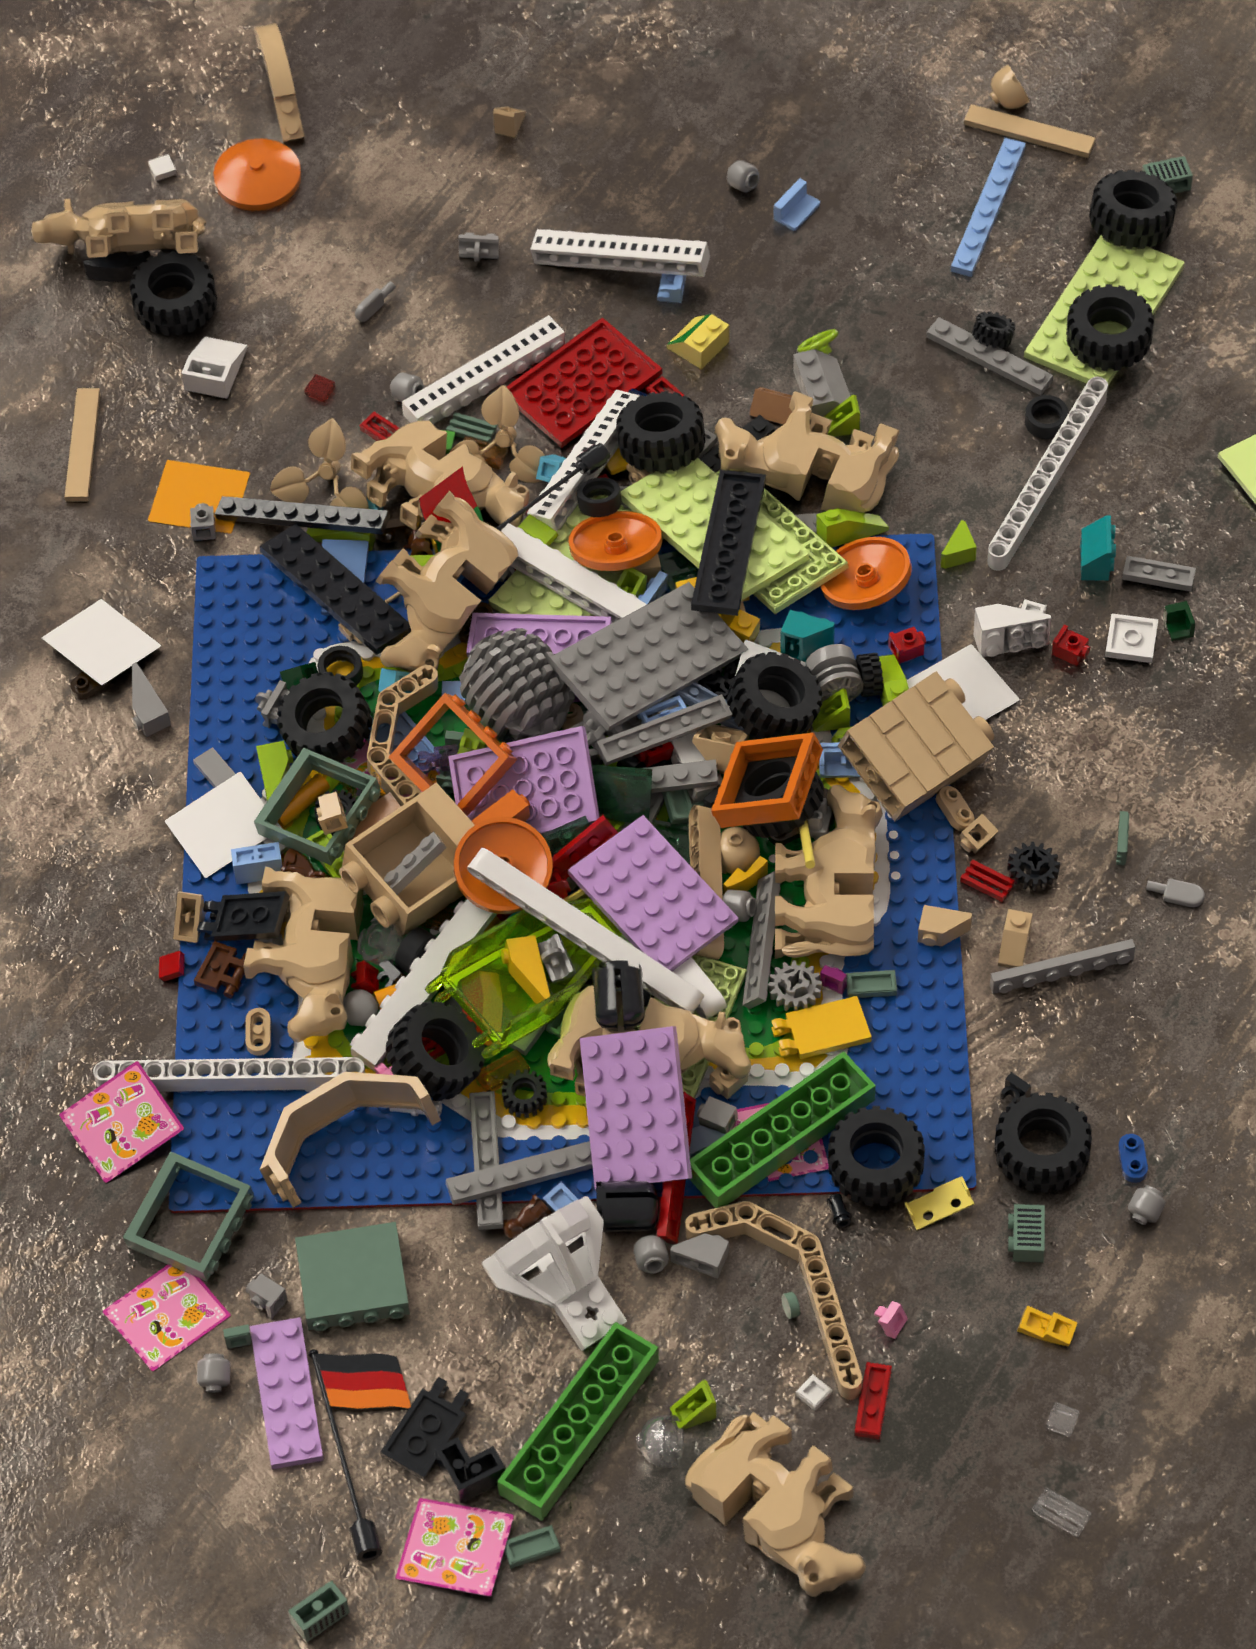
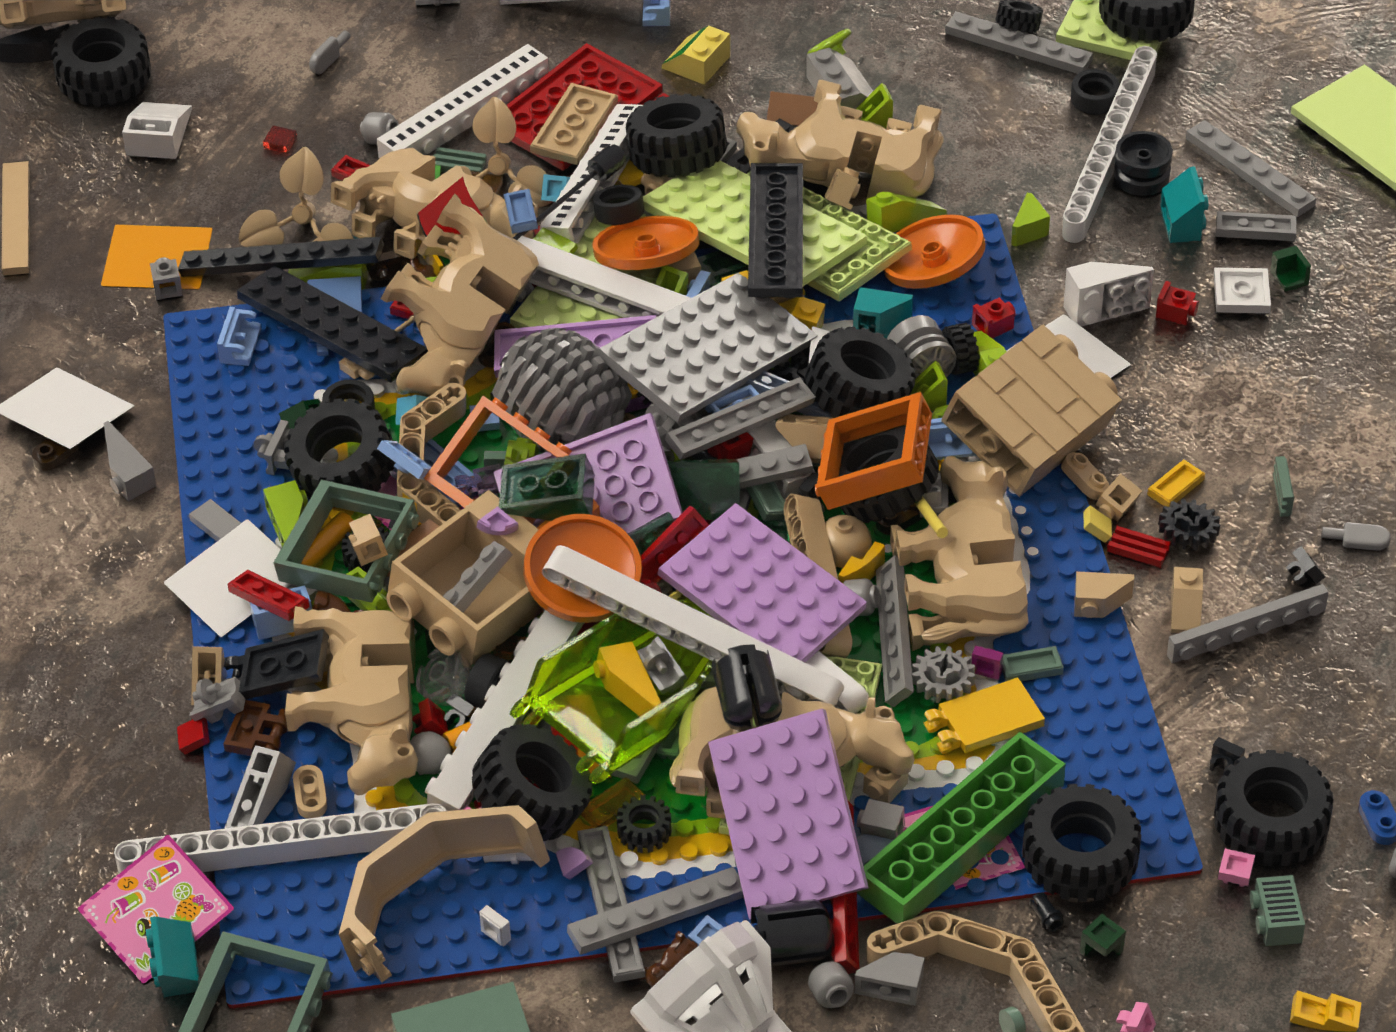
camera: 10 degrees left, 10 degrees down
(130, 1166) = (173, 956): none -> teal slope
(191, 940) = (213, 698): none -> light grey hips
(217, 1026) = (261, 787): none -> light grey slope
(246, 848) = (267, 594): none -> red tile
(256, 591) = (238, 337): none -> light blue hinge
(375, 737) = (405, 460): none -> light blue plate
(389, 1170) = (495, 925): none -> white tile
(438, 815) = (497, 523): none -> lavender tile
(461, 1120) = (572, 861): none -> lavender tile
(486, 788) = (548, 487): none -> clear green slope
(510, 499) = (520, 211): none -> medium blue tile
(577, 403) = (574, 123): none -> tan tile
(798, 500) = (843, 187): none -> tan brick
(878, 1240) = (1103, 937): none -> dark green panel
(939, 1203) = (1164, 889): light yellow piece -> none
(955, 856) = (1097, 524): none -> light yellow tile
(1001, 1191) = (1236, 867): none -> bright pink tile
(1032, 823) = (1176, 483): none -> yellow tile
(1071, 499) = (1142, 163): none -> black wheel
(1126, 918) = (1306, 565): none -> tile
(1169, 511) = (1251, 168): none -> light grey plate

